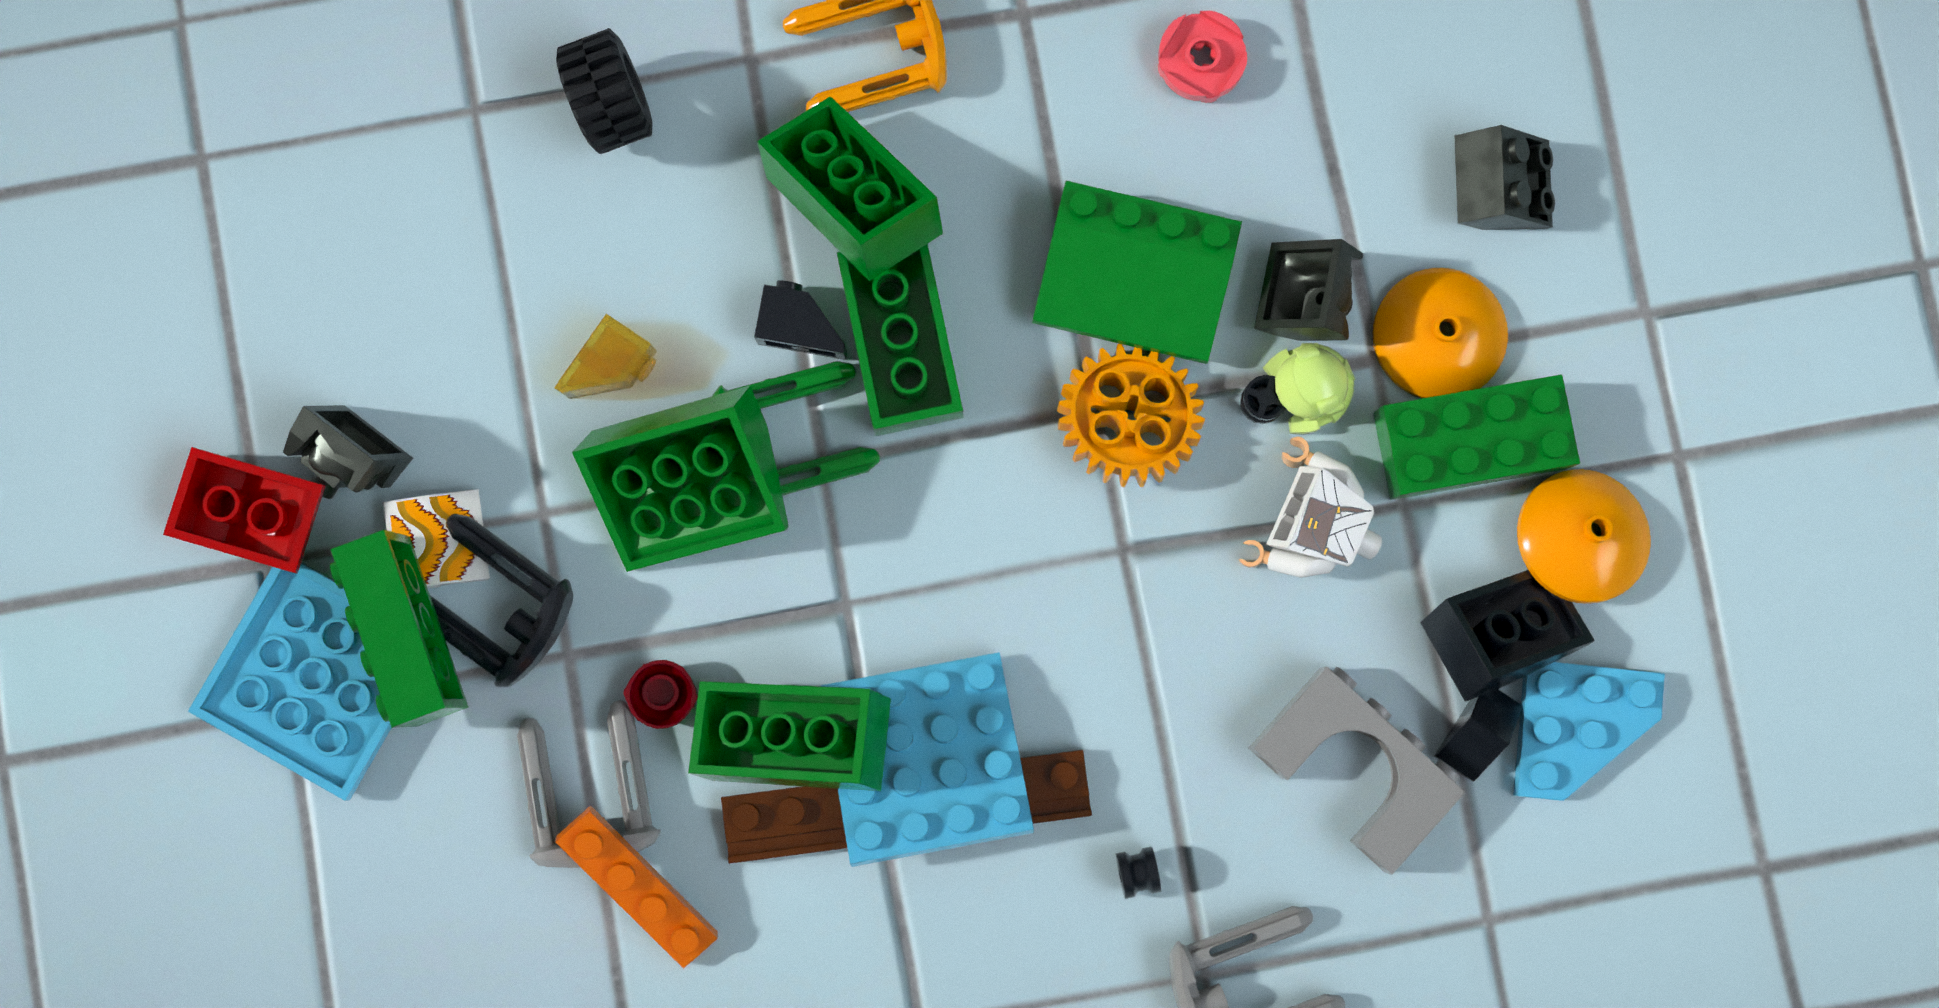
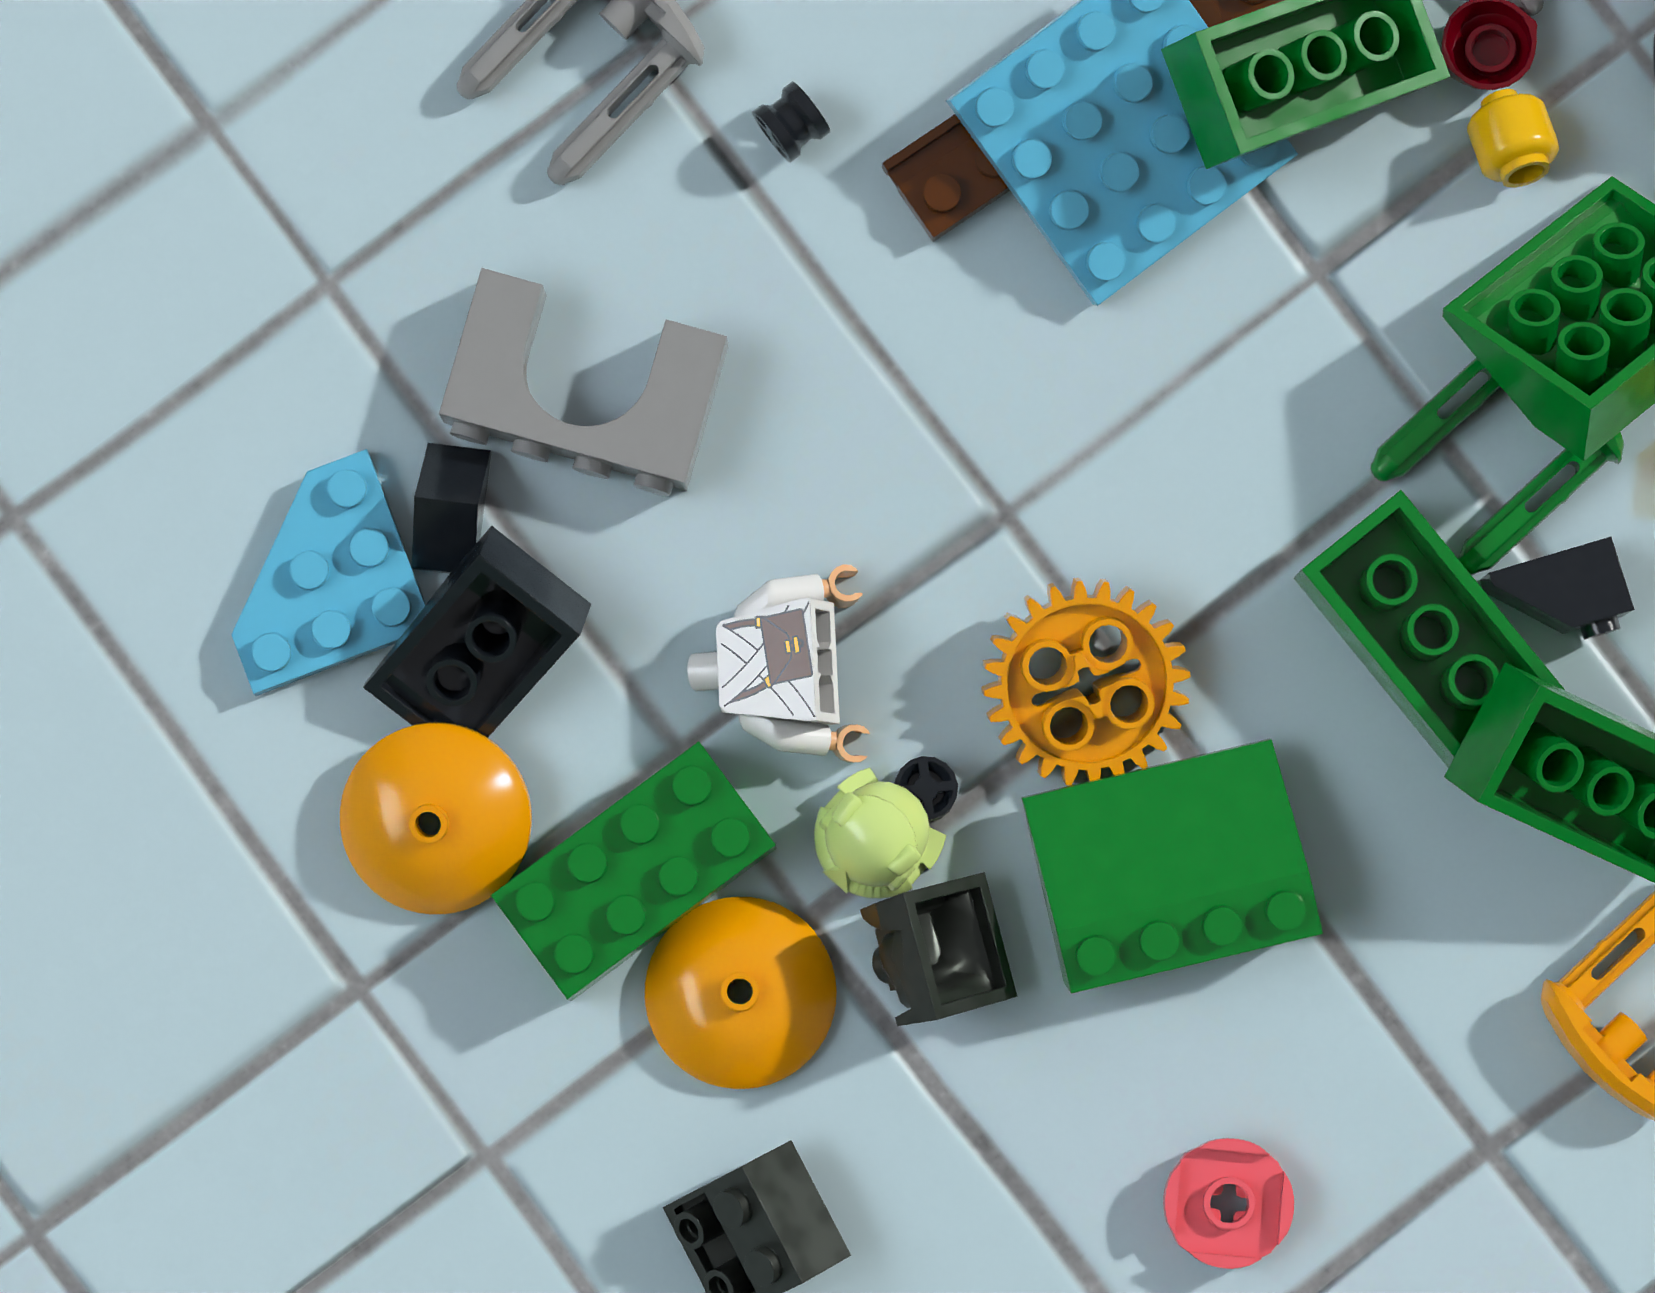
camera: 150 degrees right, 0 degrees up
(678, 625) = (1513, 138): none -> yellow head

